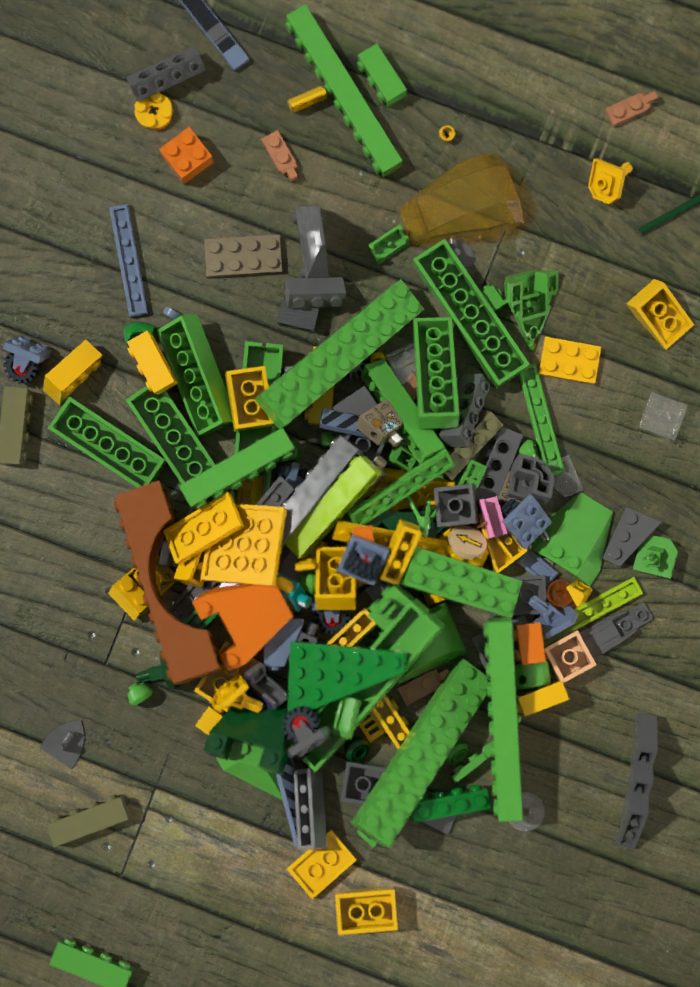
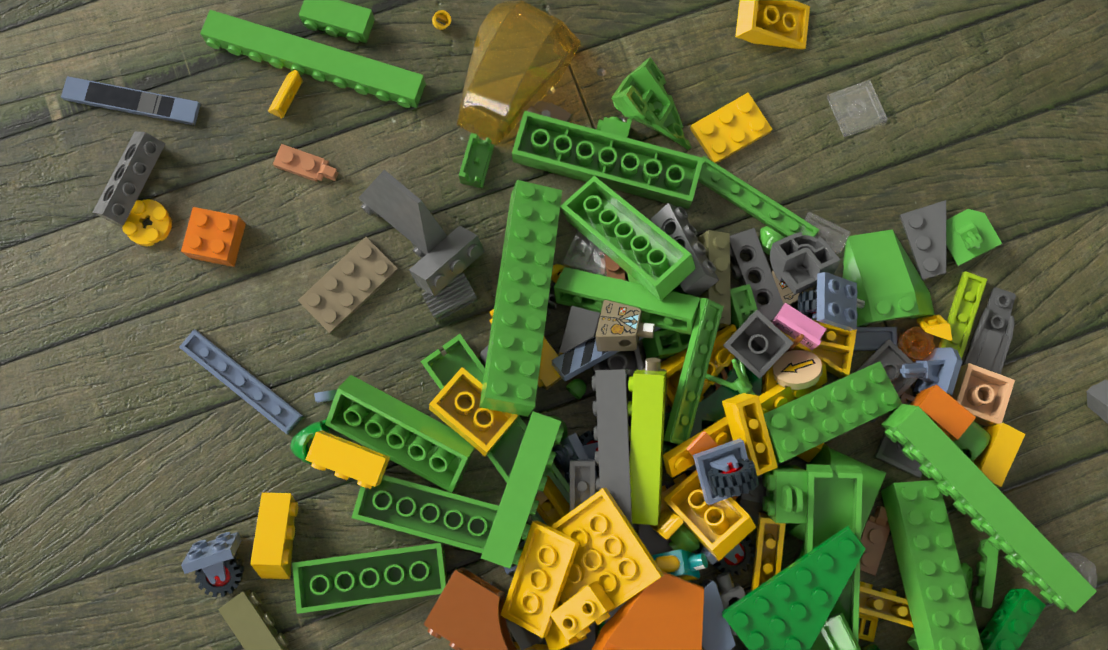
camera: 40 degrees left, 5 degrees down
(211, 566) = (582, 610): none -> yellow brick

